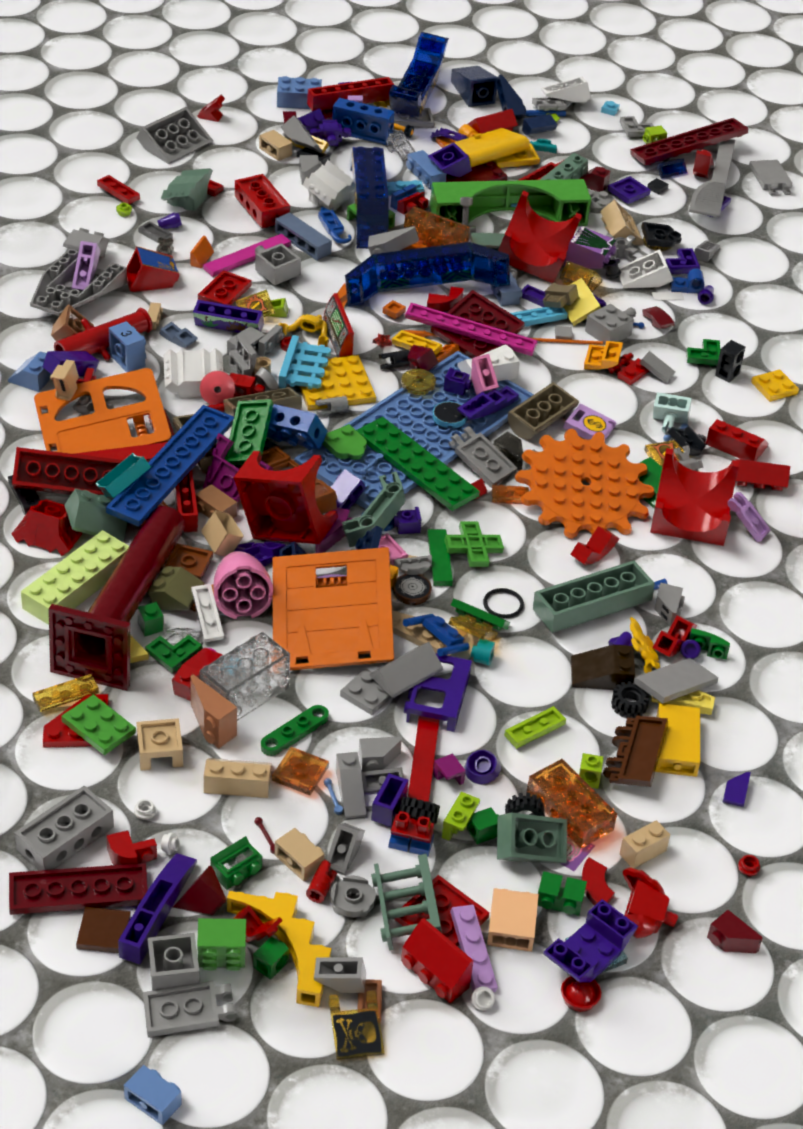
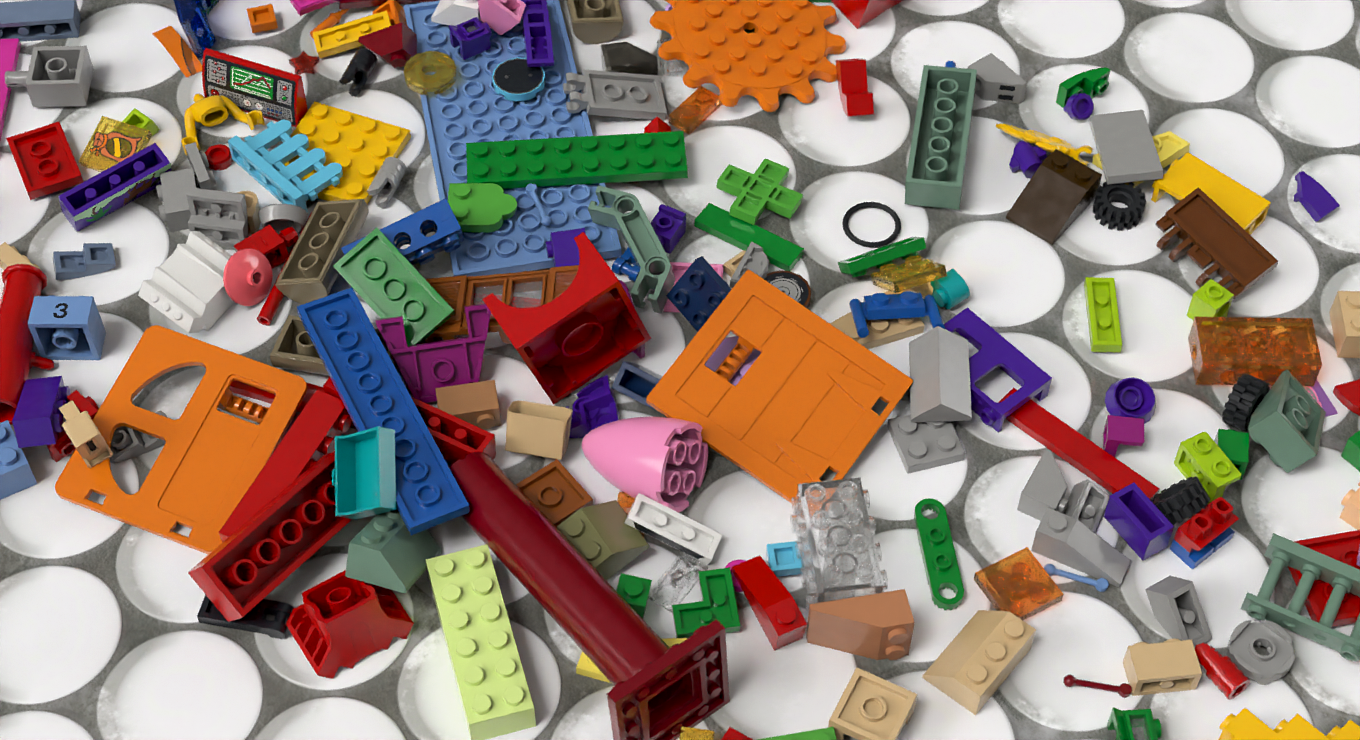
camera: 50 degrees left, 10 degrees up
(671, 641) = (1049, 110): red brick -> none

